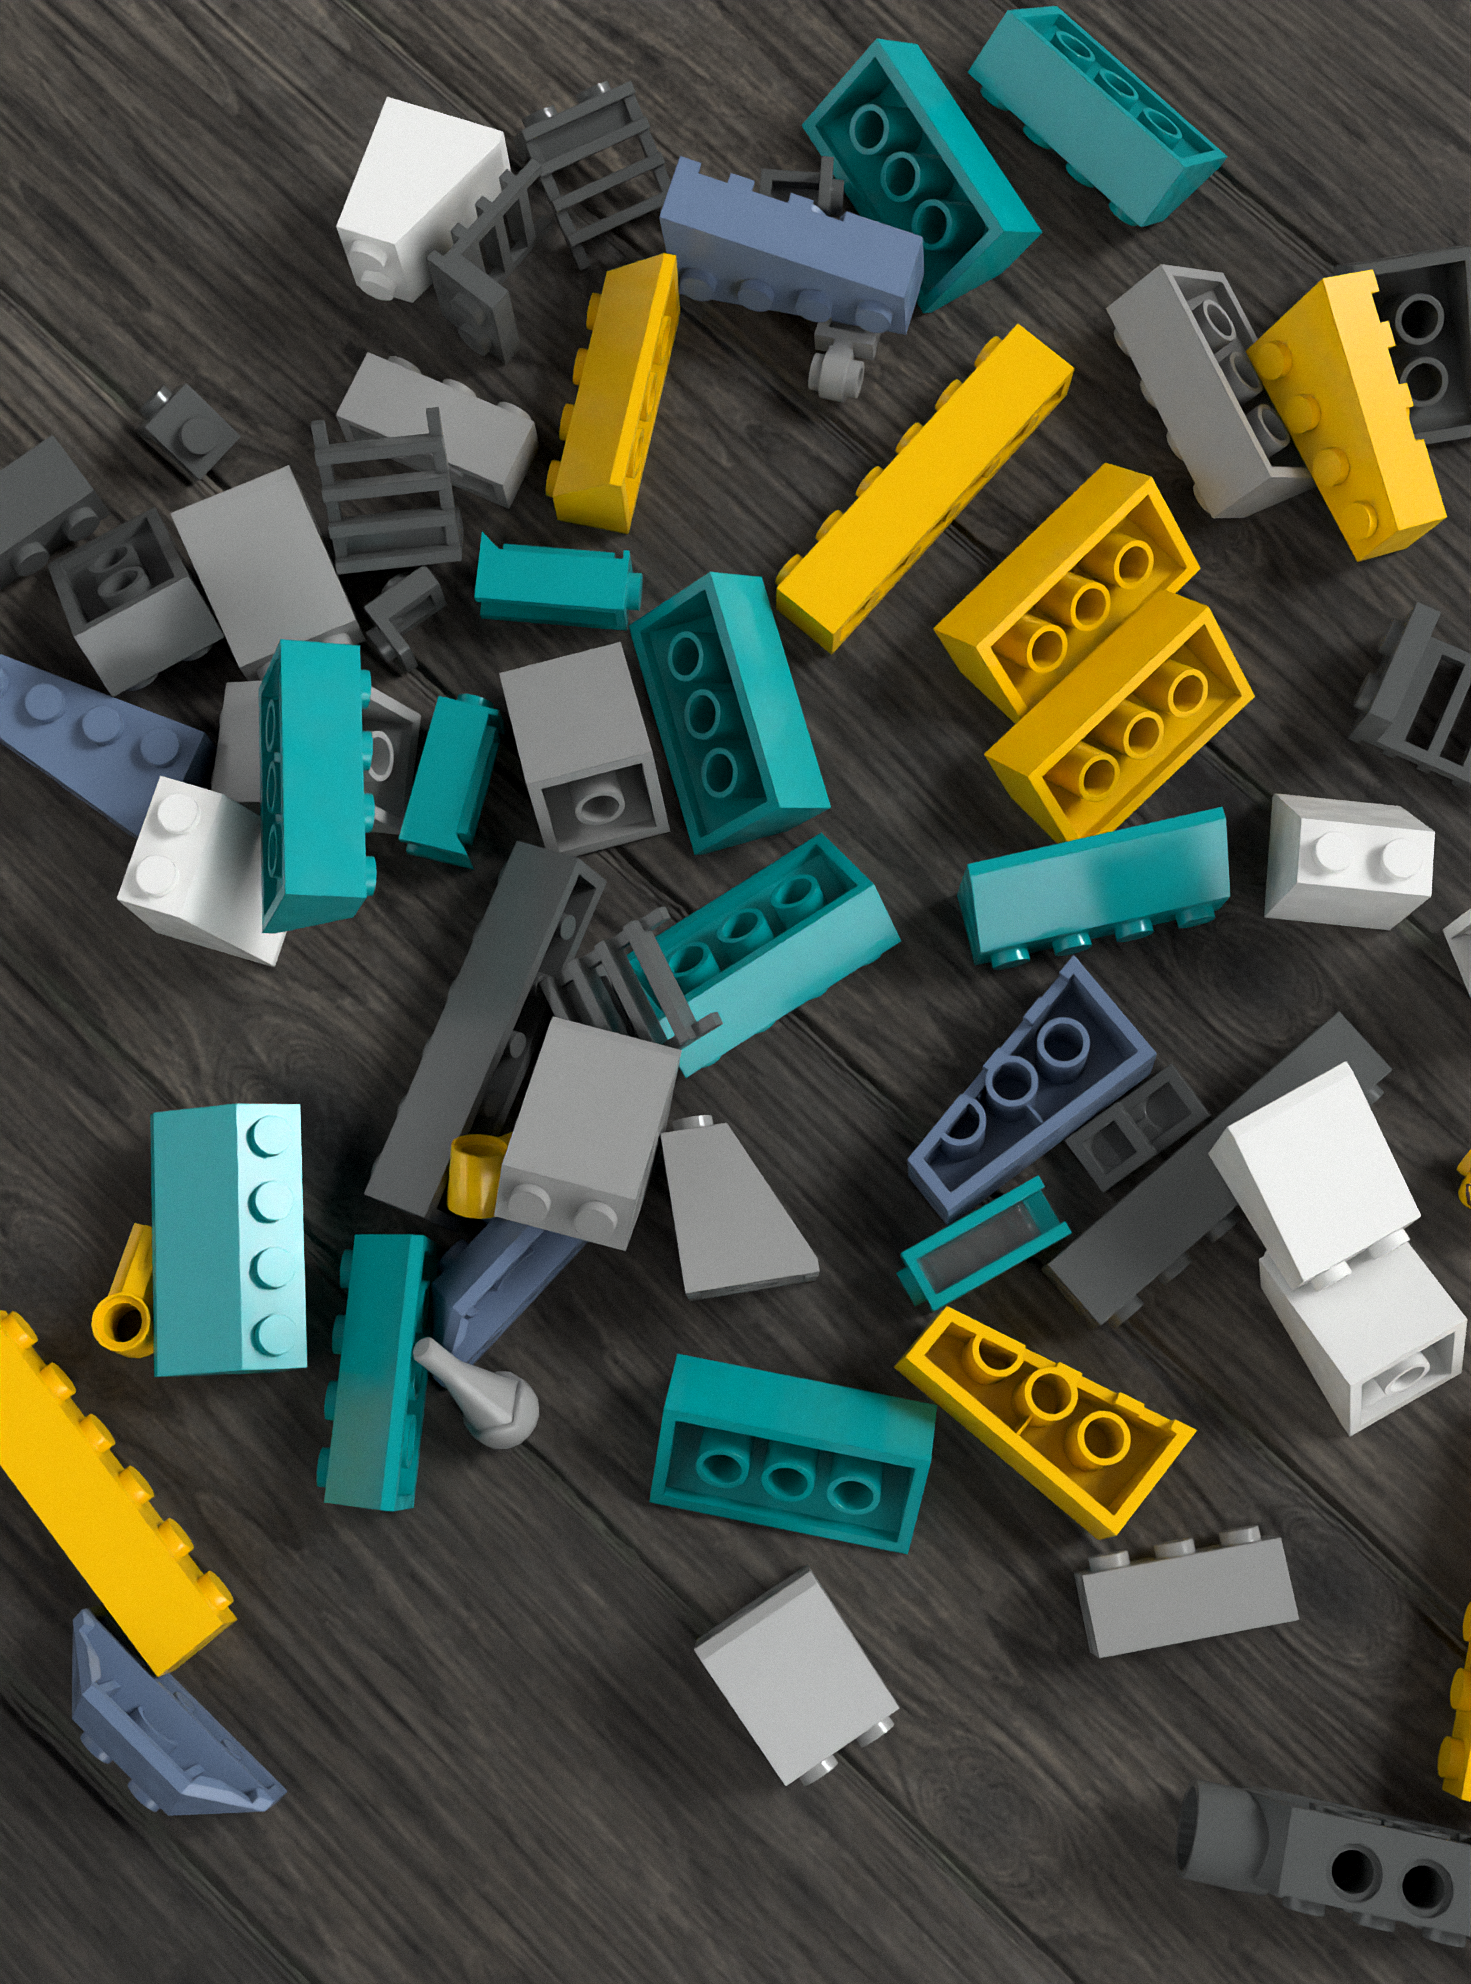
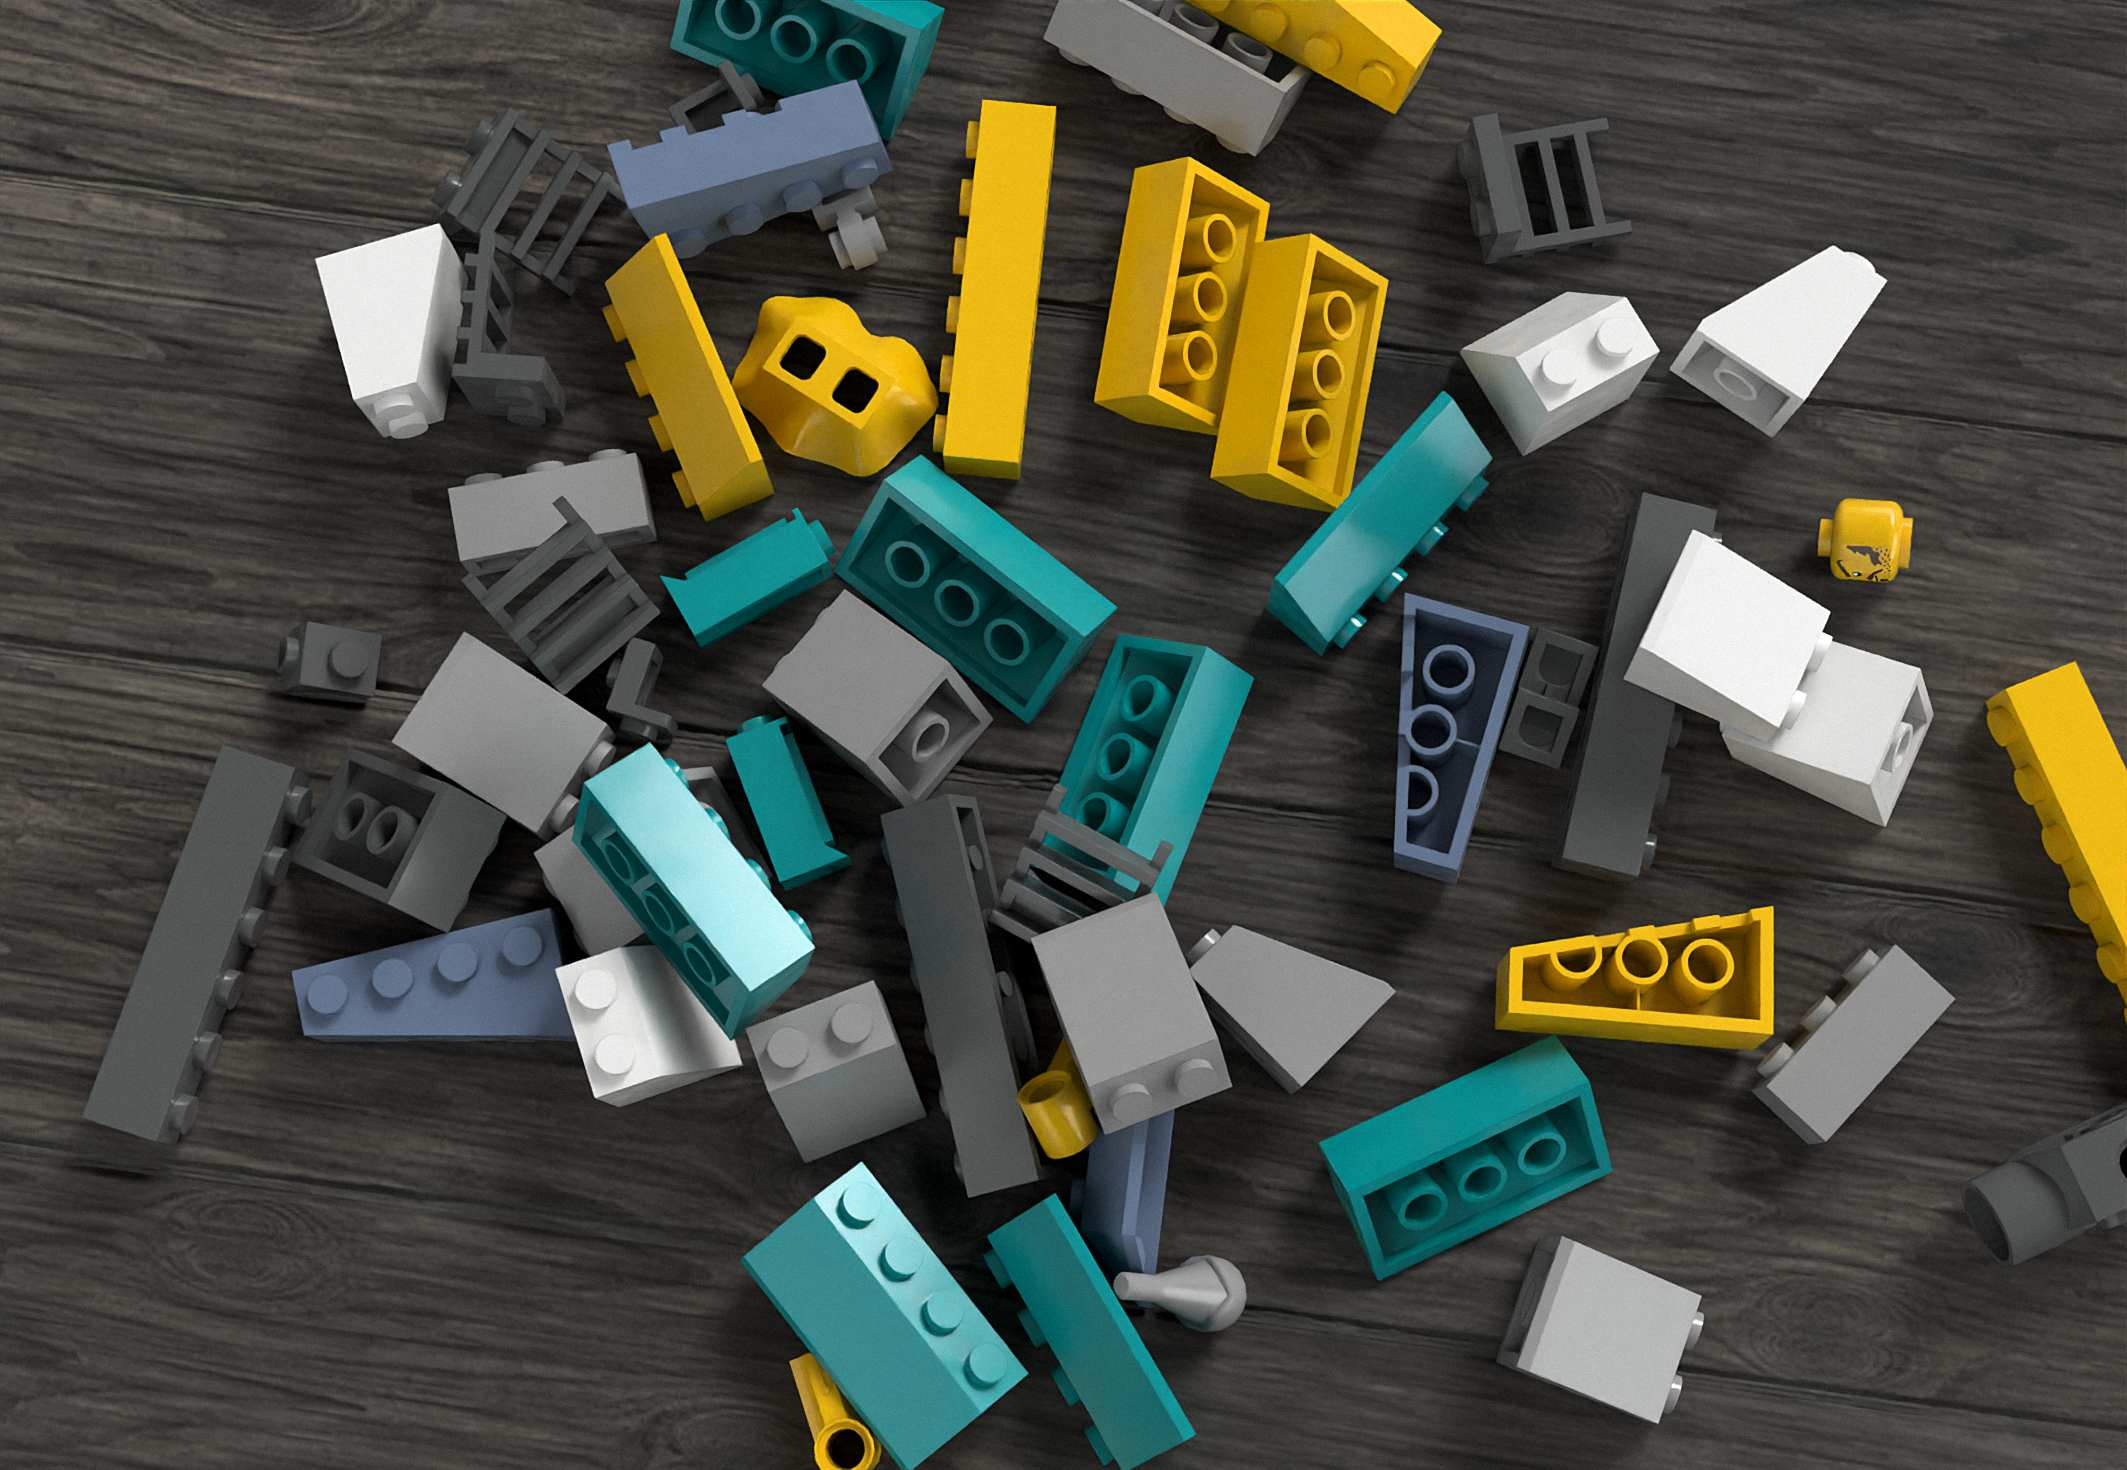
camera: 40 degrees left, 0 degrees up
(333, 1017) = (837, 1071): none -> light grey slope
(693, 479) = (803, 413): none -> yellow piece
(980, 1246) = (1496, 882): window -> none

